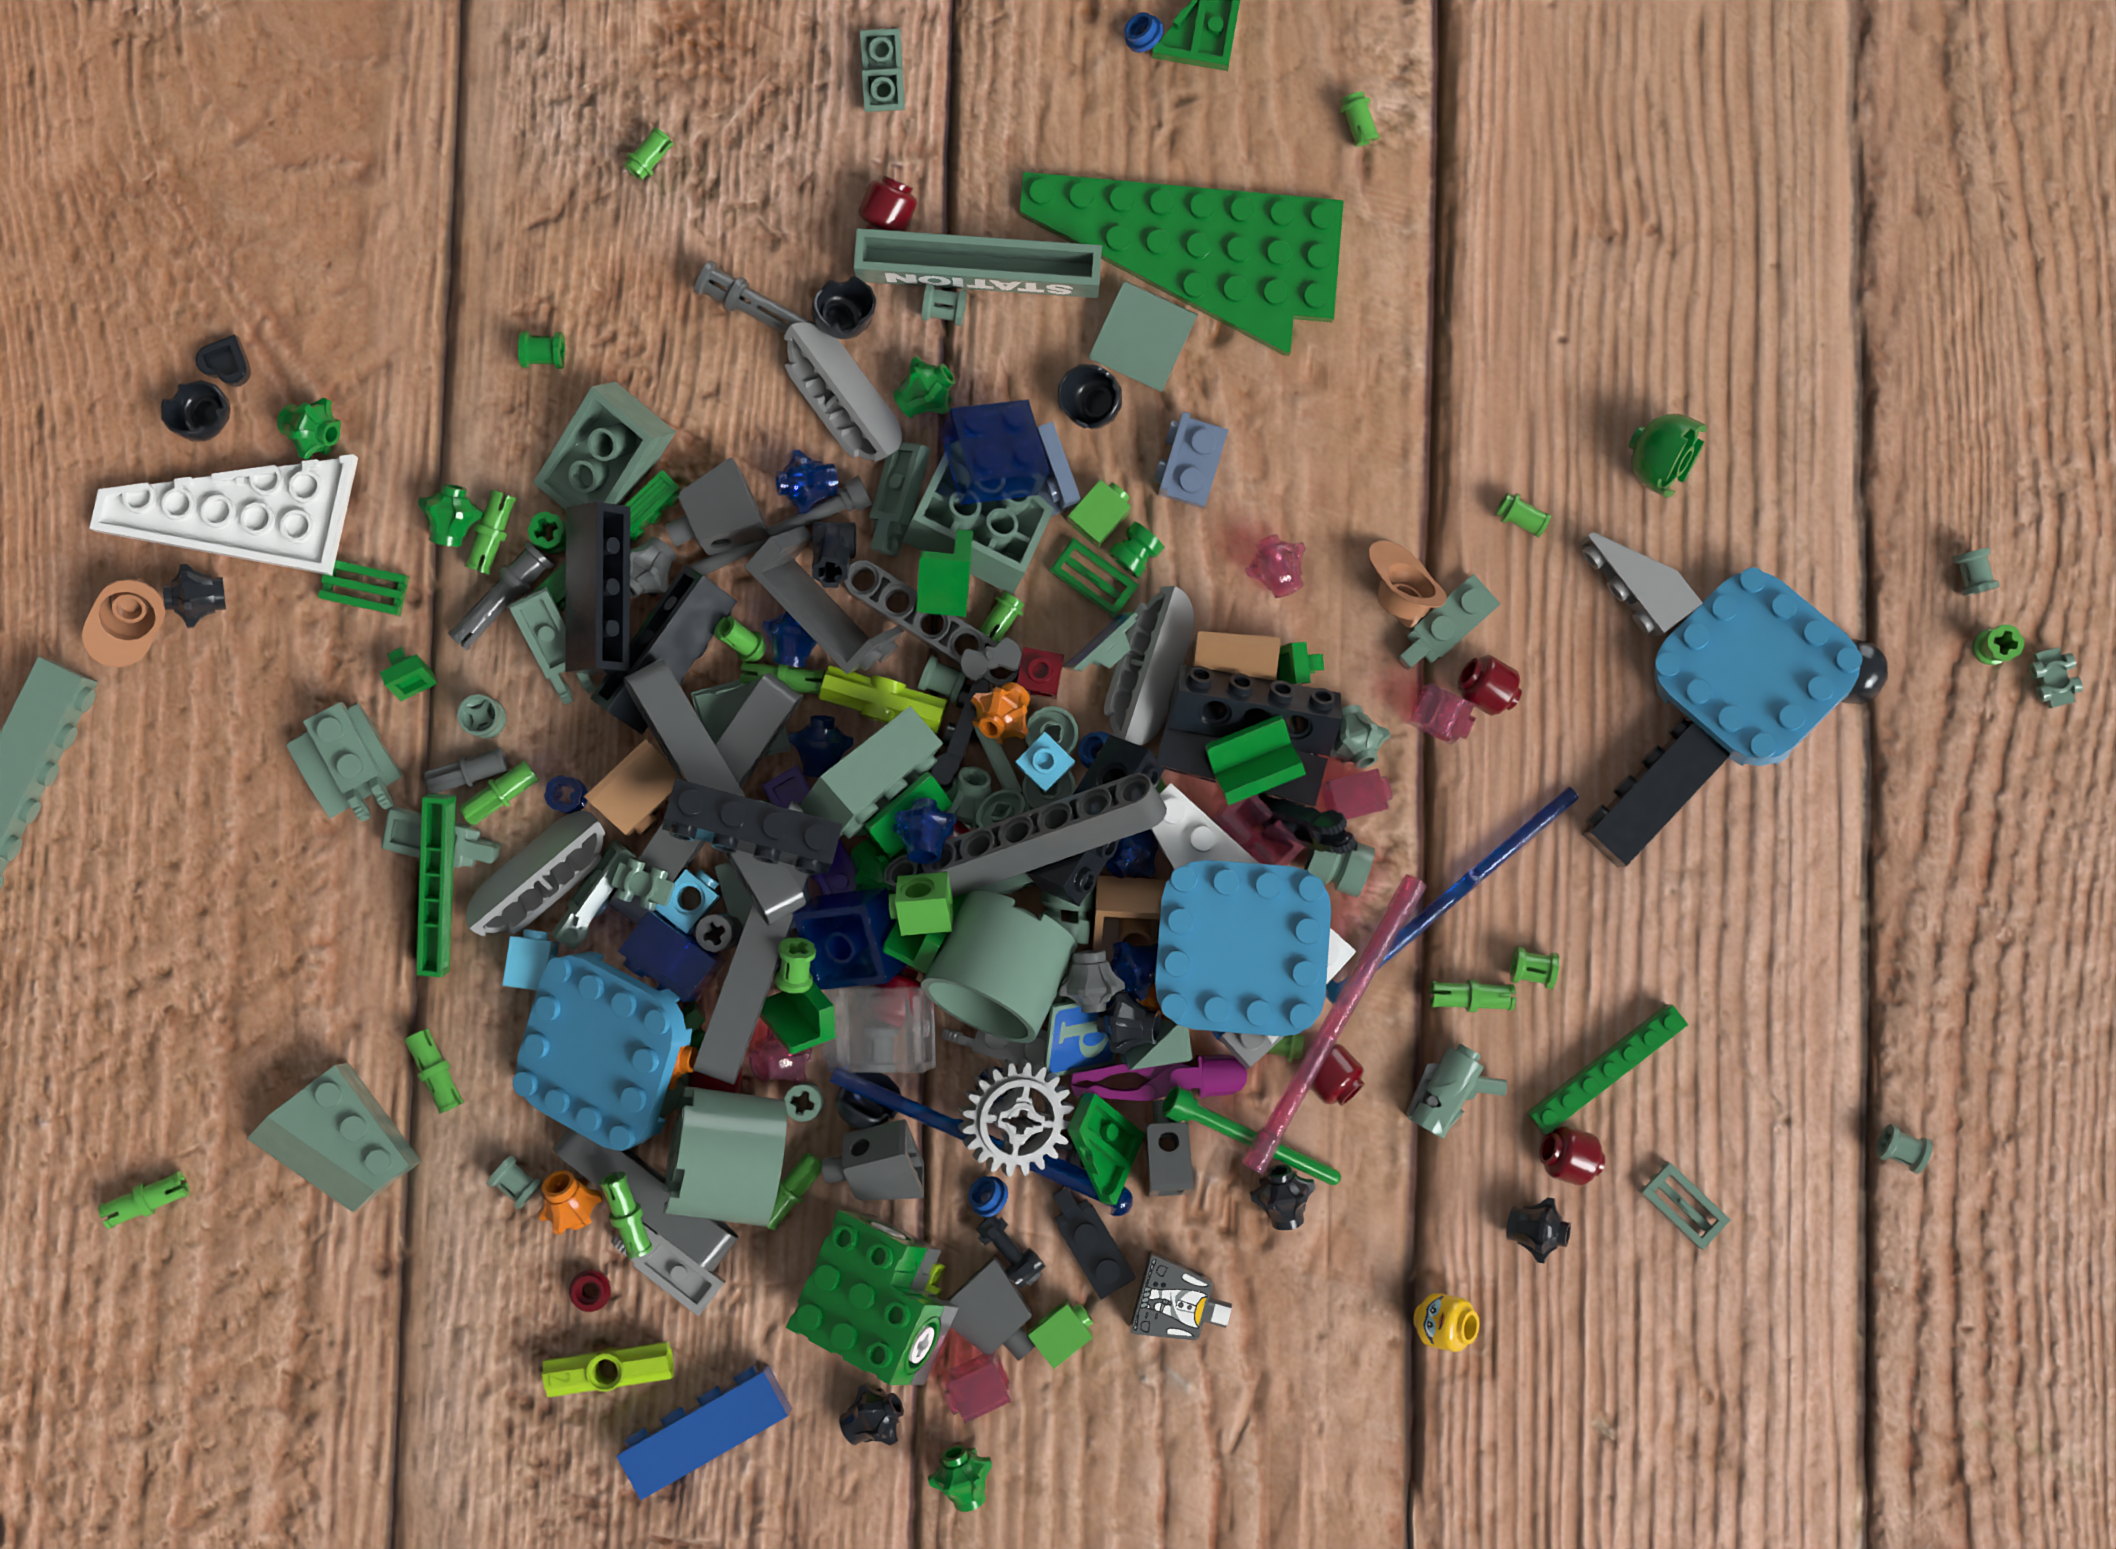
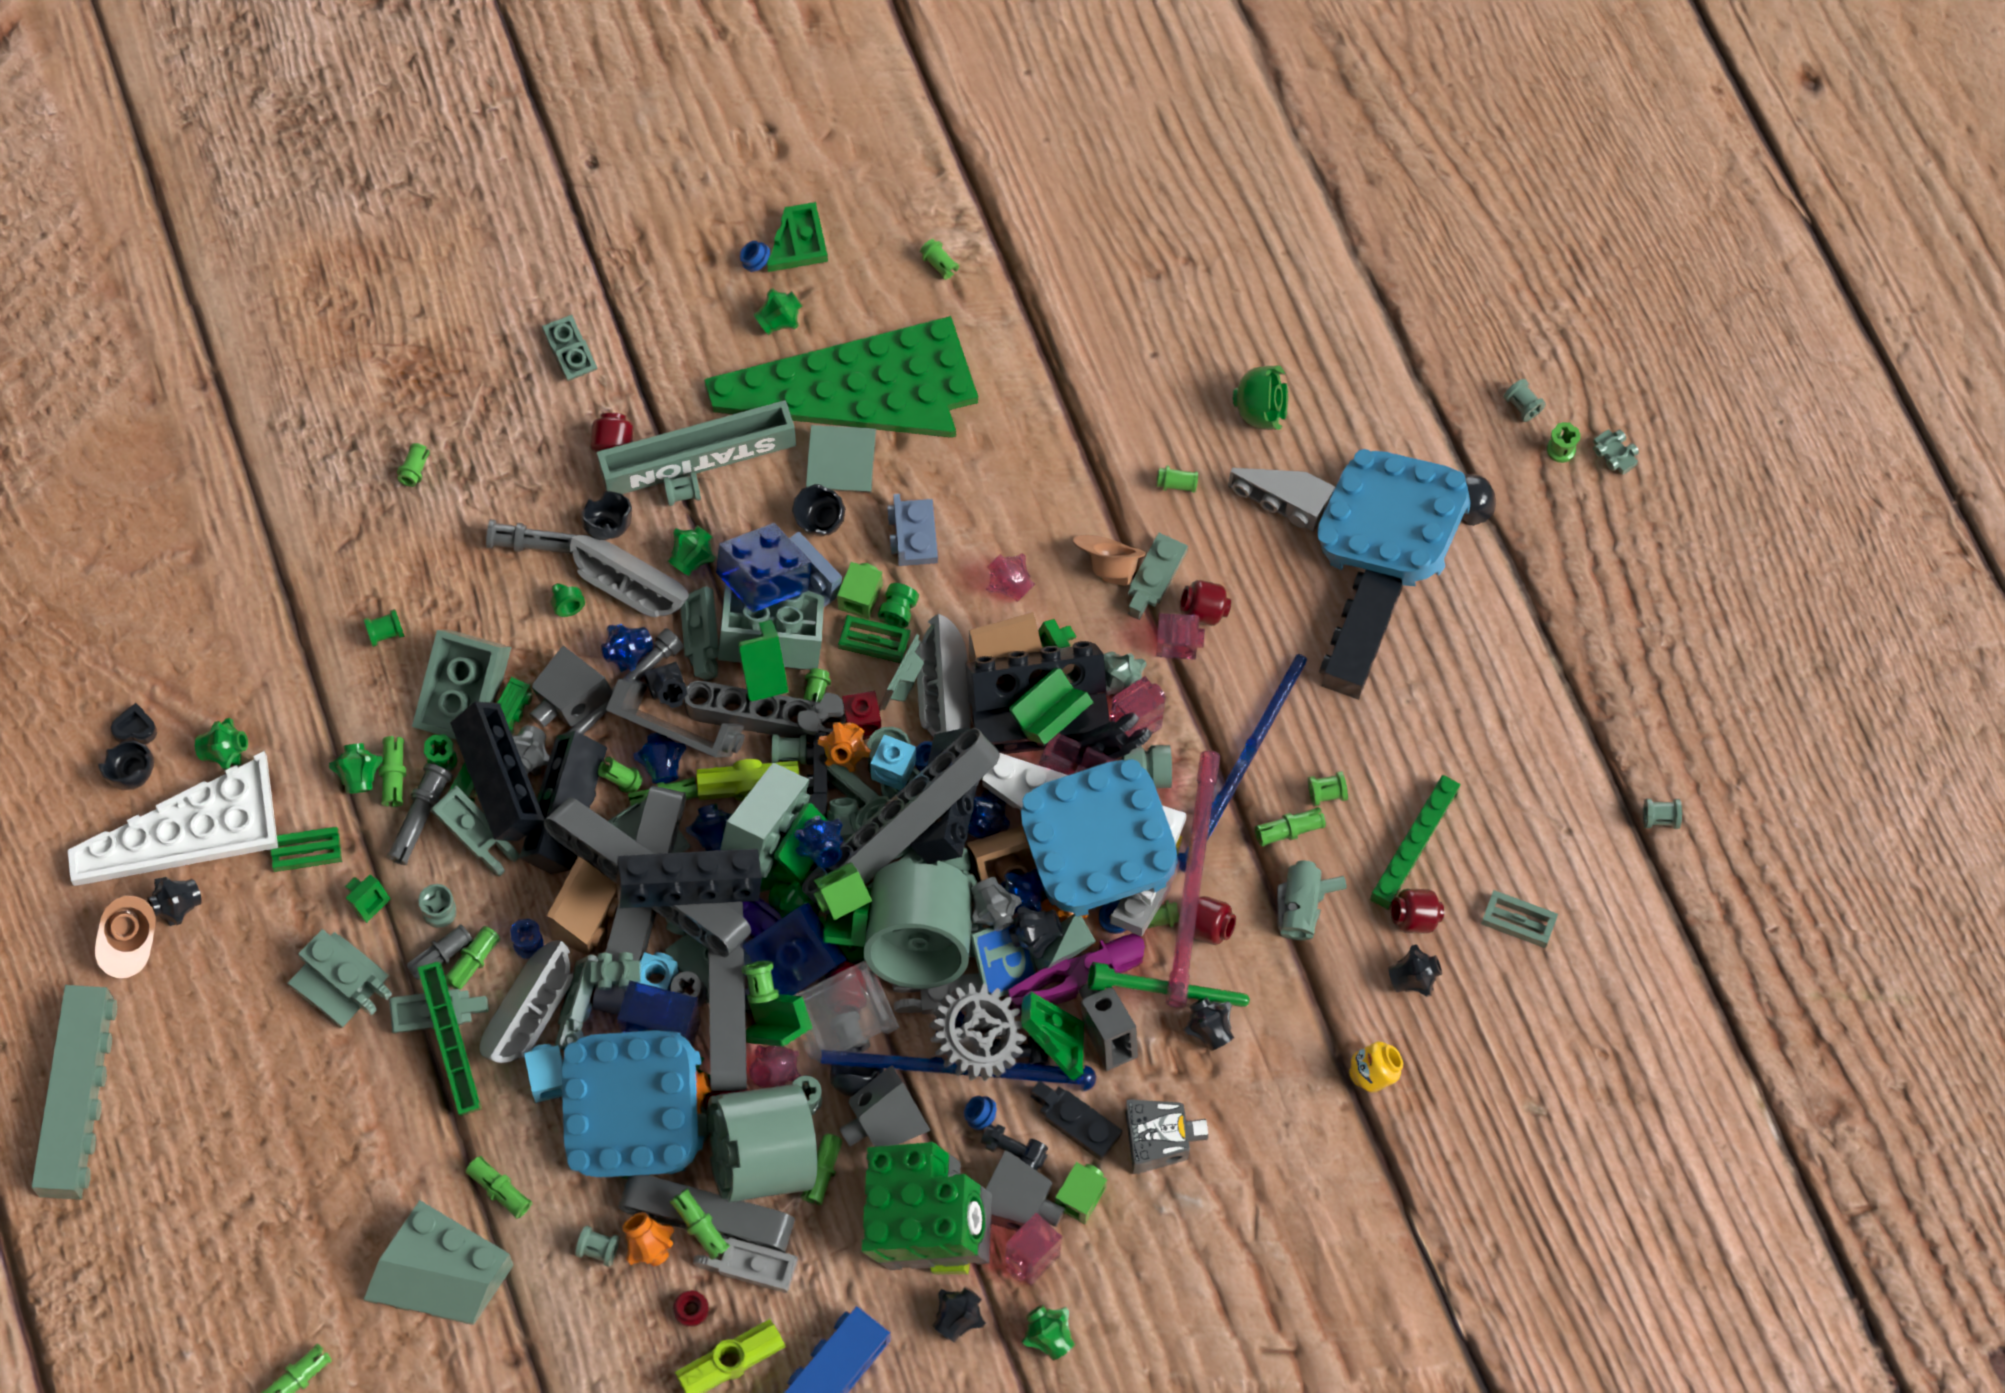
camera: 20 degrees left, 20 degrees down
(761, 397) = (566, 600): none -> green tile
(1142, 118) = (778, 311): none -> green rock

